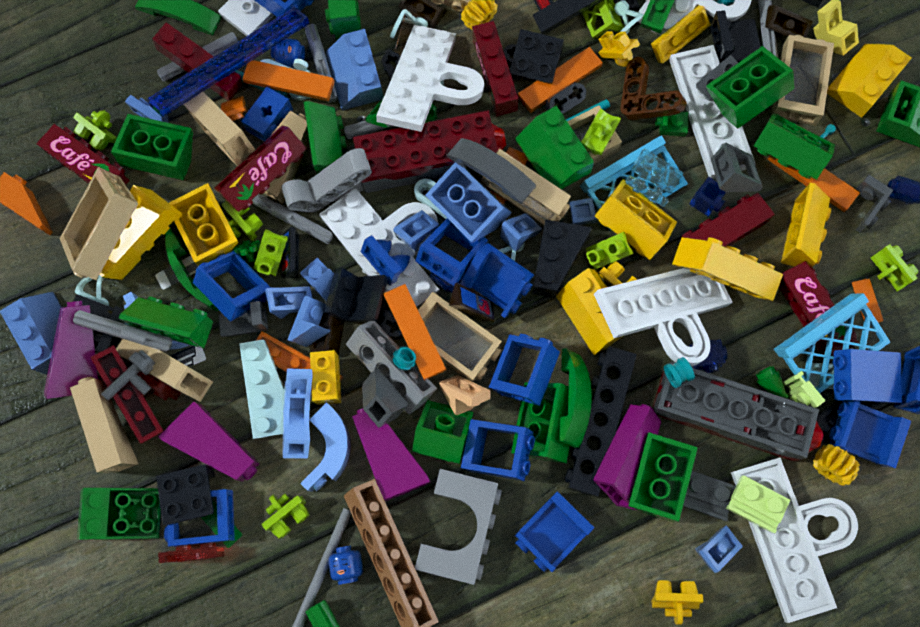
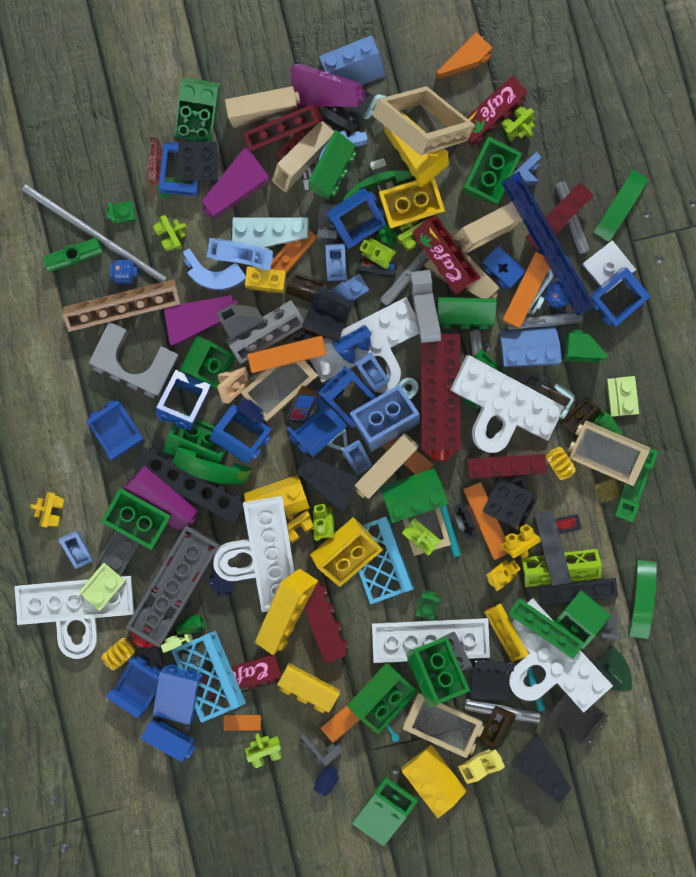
camera: 90 degrees right, 10 degrees up
(122, 331) = (332, 125): light grey axle -> none
(140, 362) = (301, 141): dark grey piece -> none
(234, 108) = (512, 241): orange slope -> none
(267, 586) = (120, 212): none -> green bracket
(306, 325) = (313, 272): medium blue slope -> none
(404, 358) = (268, 345): teal plate -> none
(493, 167) = (401, 438): dark grey slope -> none
(495, 360) = (250, 411): none -> clear blue brick
(577, 35) = (520, 543): none -> yellow hips
(582, 211) = (363, 511): medium blue plate -> none
(622, 9) = (539, 588): light aqua piece -> none
(642, 100) = (453, 580): reddish brown beam -> none
(657, 172) = (382, 578): clear light blue plate -> none
(679, 372) = (207, 546): teal wheel -> none
(708, 197) = (351, 615): clear blue brick -> none
(728, 172) = (368, 632): dark grey tile -> none

